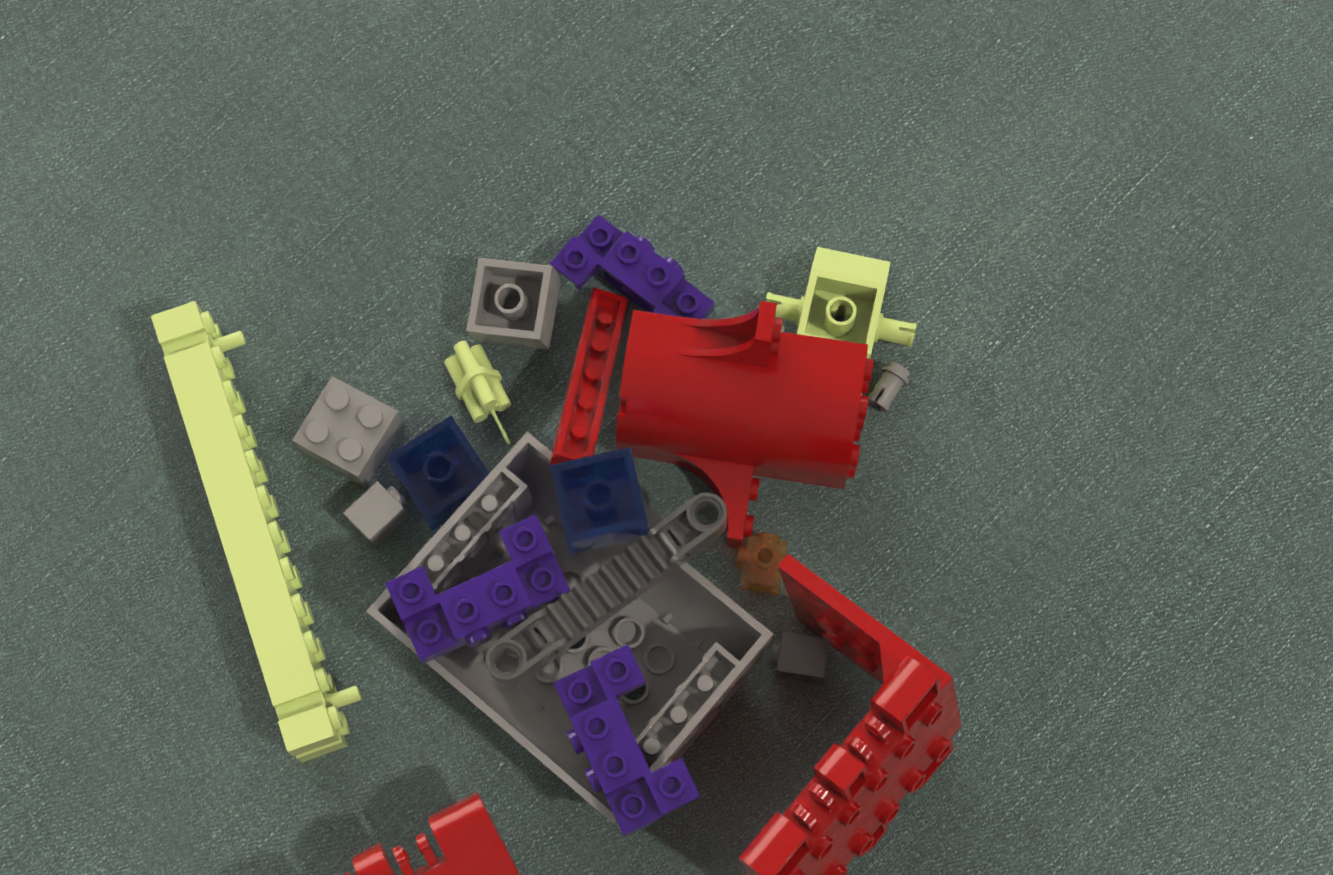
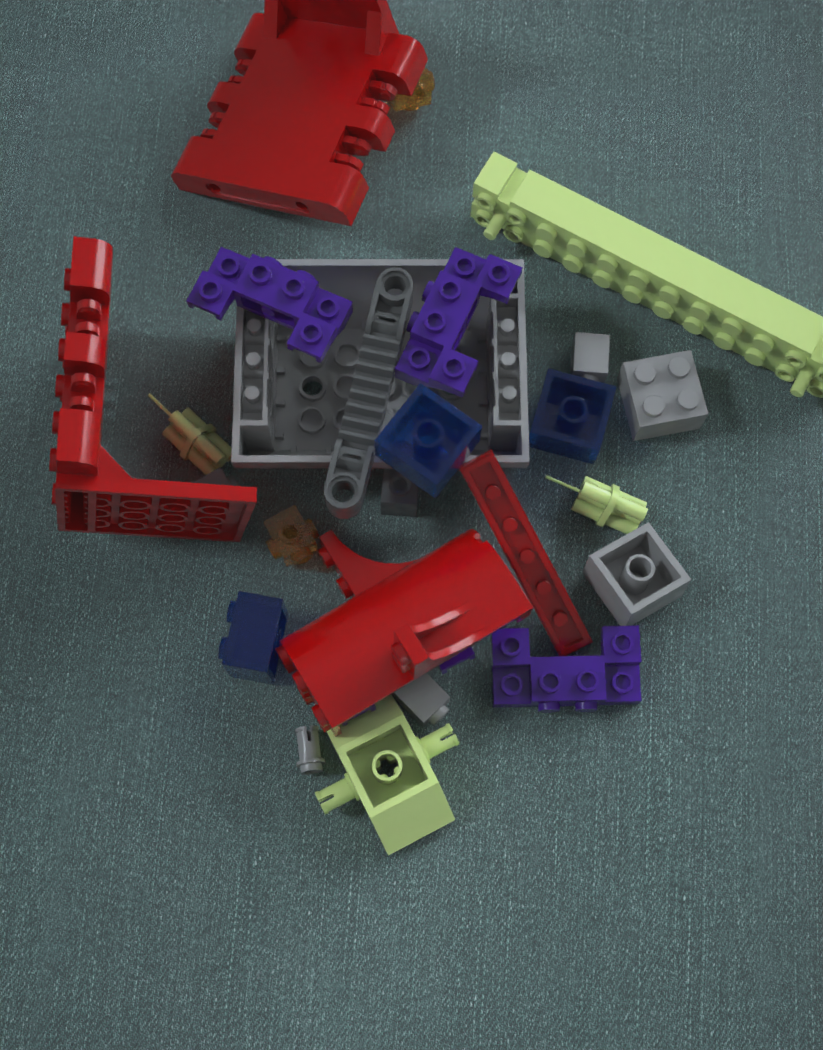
camera: 135 degrees right, 0 degrees up
(774, 723) = (195, 439): none -> piece
(864, 497) = (253, 635): none -> clear blue brick

